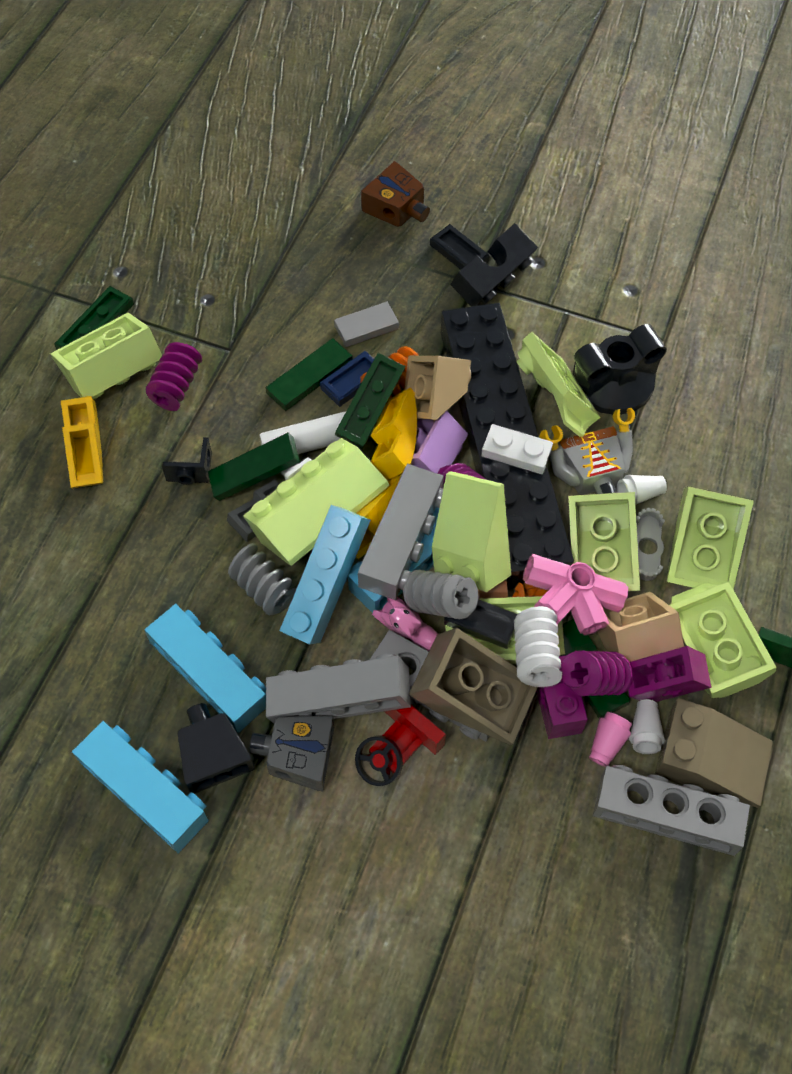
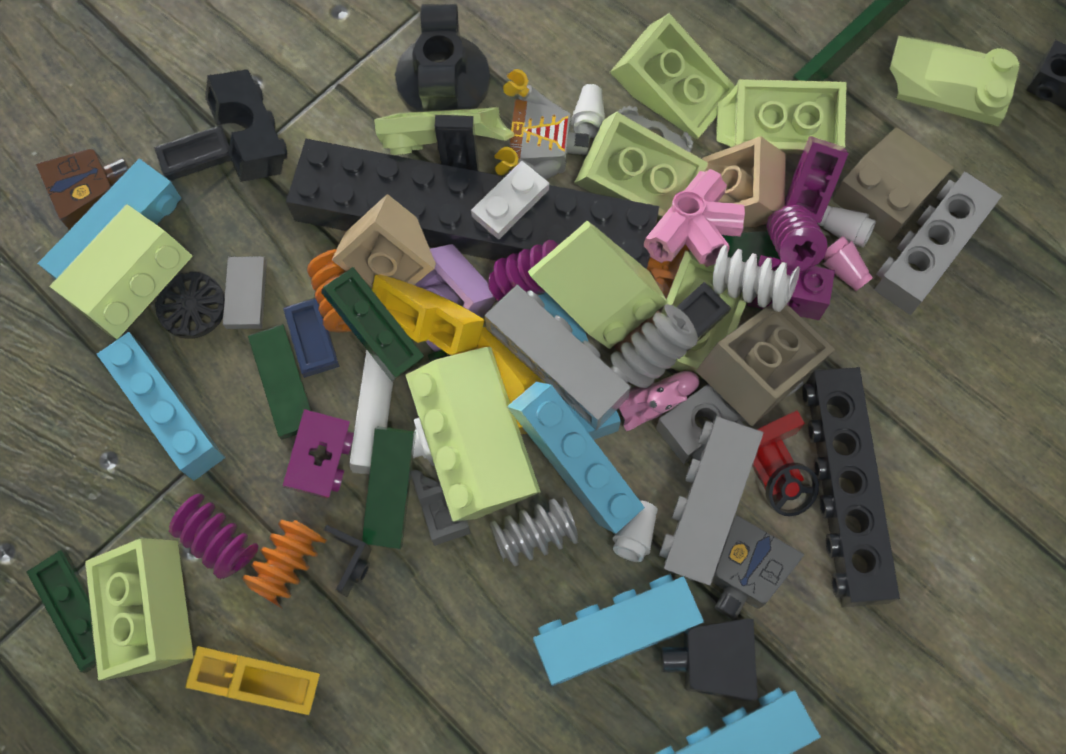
camera: 65 degrees left, 10 degrees up
(172, 426) = (283, 561): none -> orange piece
(244, 408) = (313, 431): none -> magenta brick
(254, 308) = (161, 406): none -> medium azure brick
(293, 654) = (636, 536): none -> white cone
(327, 858) = (846, 391): none -> black brick
(339, 240) = (121, 271): none -> yellowish green slope
(340, 295) = (190, 305): none -> black wheel
(372, 225) = (139, 188): none -> medium azure brick
(542, 395) = (457, 141): none -> black tile

